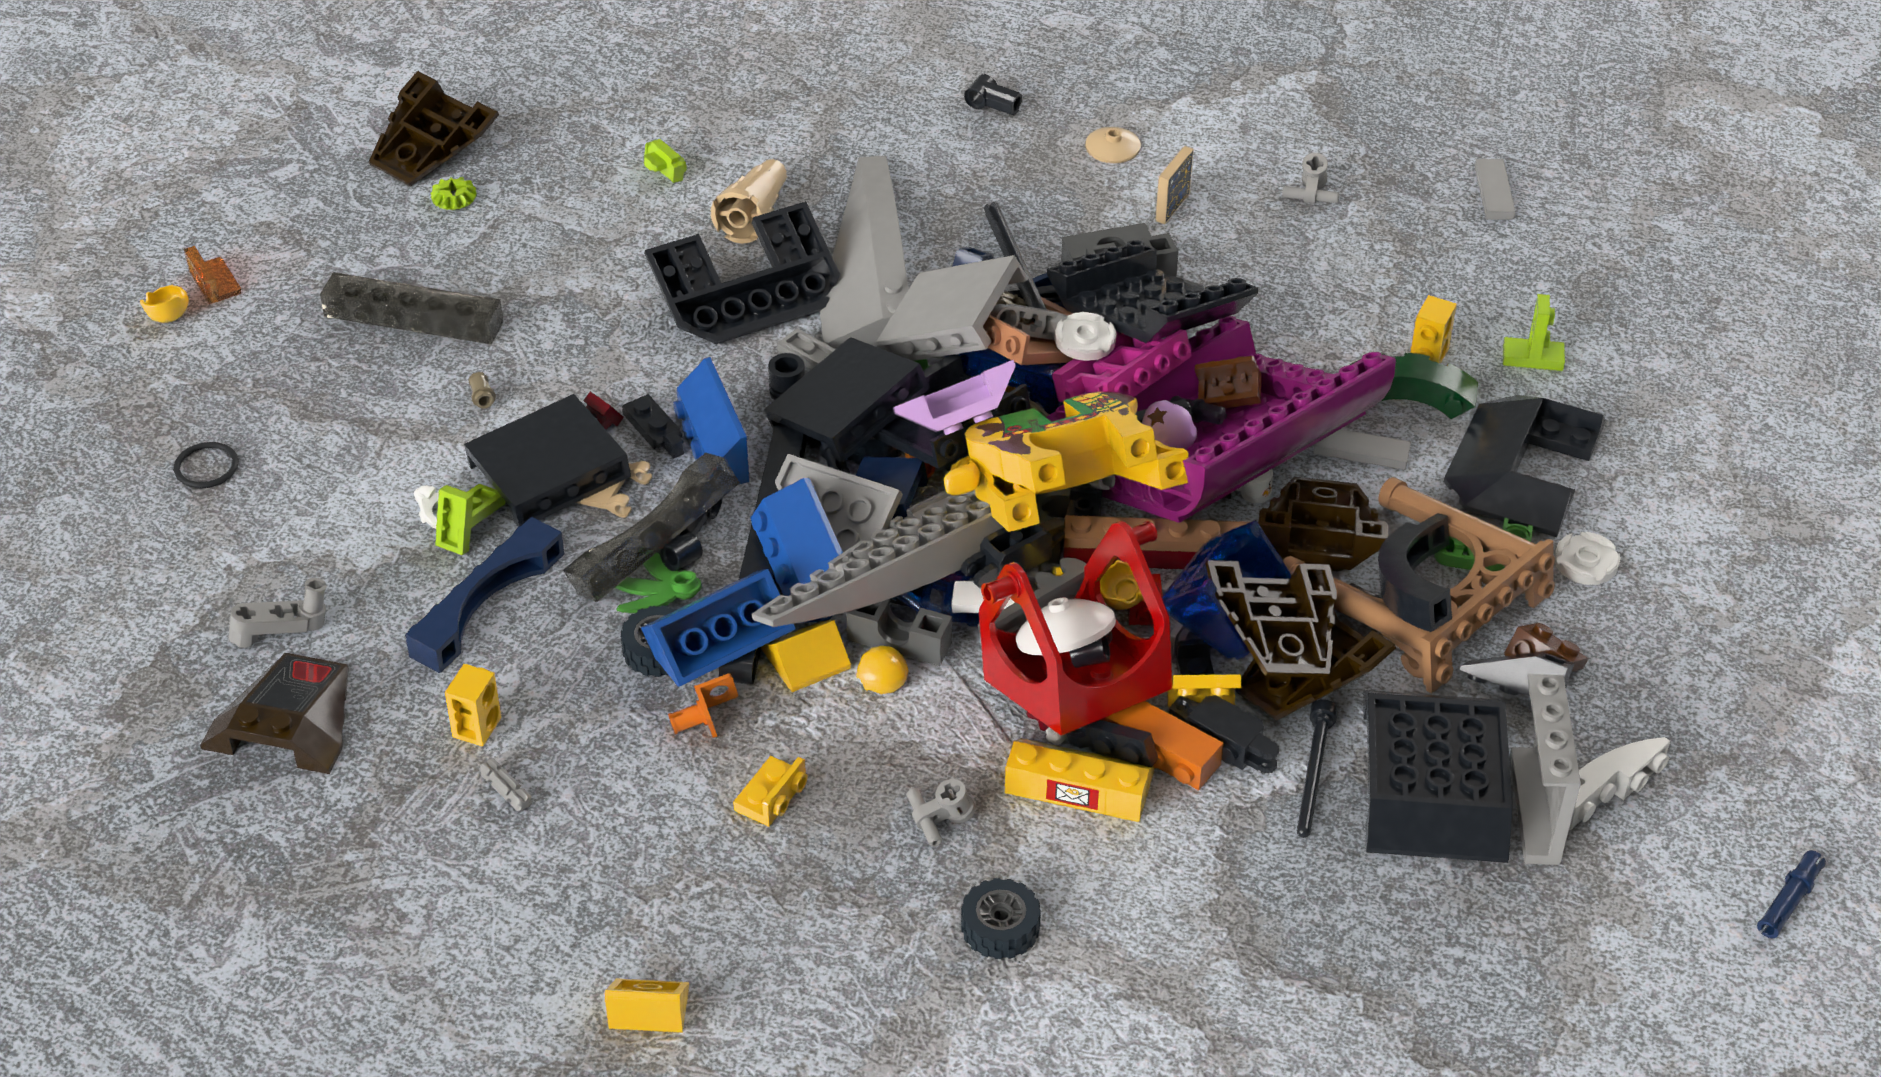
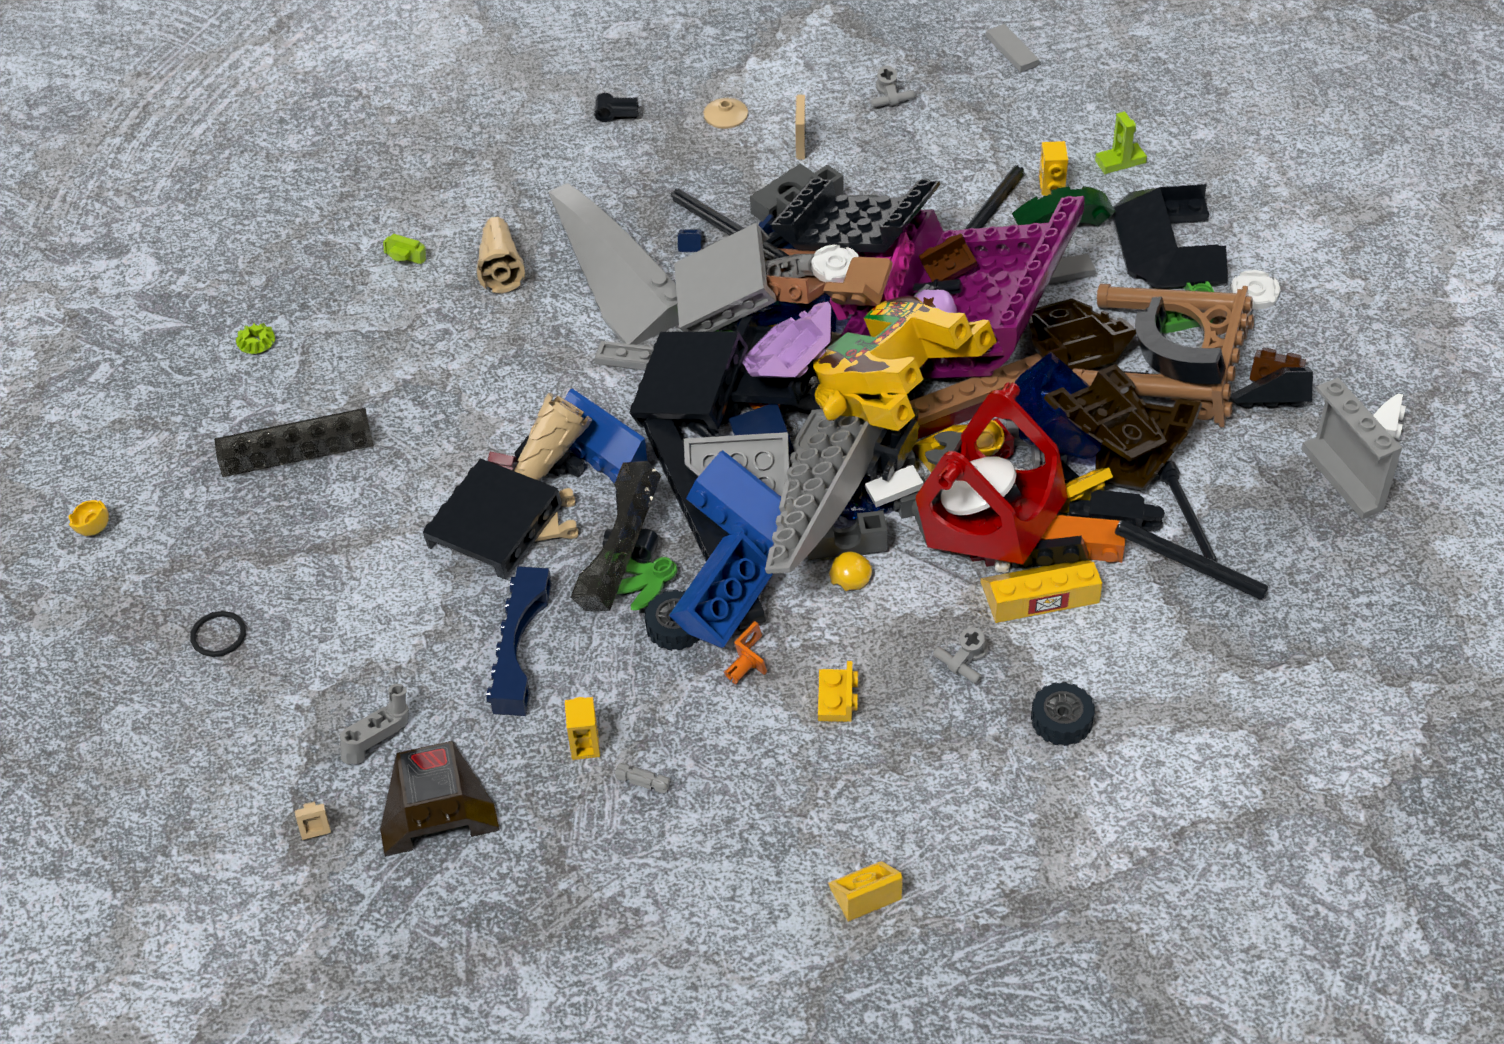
camera: 25 degrees left, 5 degrees up
(153, 680) = (312, 820): none -> tan tile
(211, 276) = (107, 481): clear orange panel -> none
(427, 130) = (201, 295): dark brown wedge -> none
(427, 498) = (421, 588): white piece -> none
(460, 512) = (460, 588): lime bracket -> none
(482, 393) = (400, 487): dark tan pin -> none
(655, 397) = (551, 436): none -> tan cone
(719, 311) = (557, 332): black slope -> none
(784, 372) = (624, 381): black piece -> none
(808, 655) = (792, 589): yellow slope -> none
(1091, 365) = (862, 283): none -> medium nougat bracket
(1271, 817) = (1191, 559): none -> black axle
(1350, 343) = (996, 198): none -> black axle
(1437, 776) = (1275, 480): black slope -> none

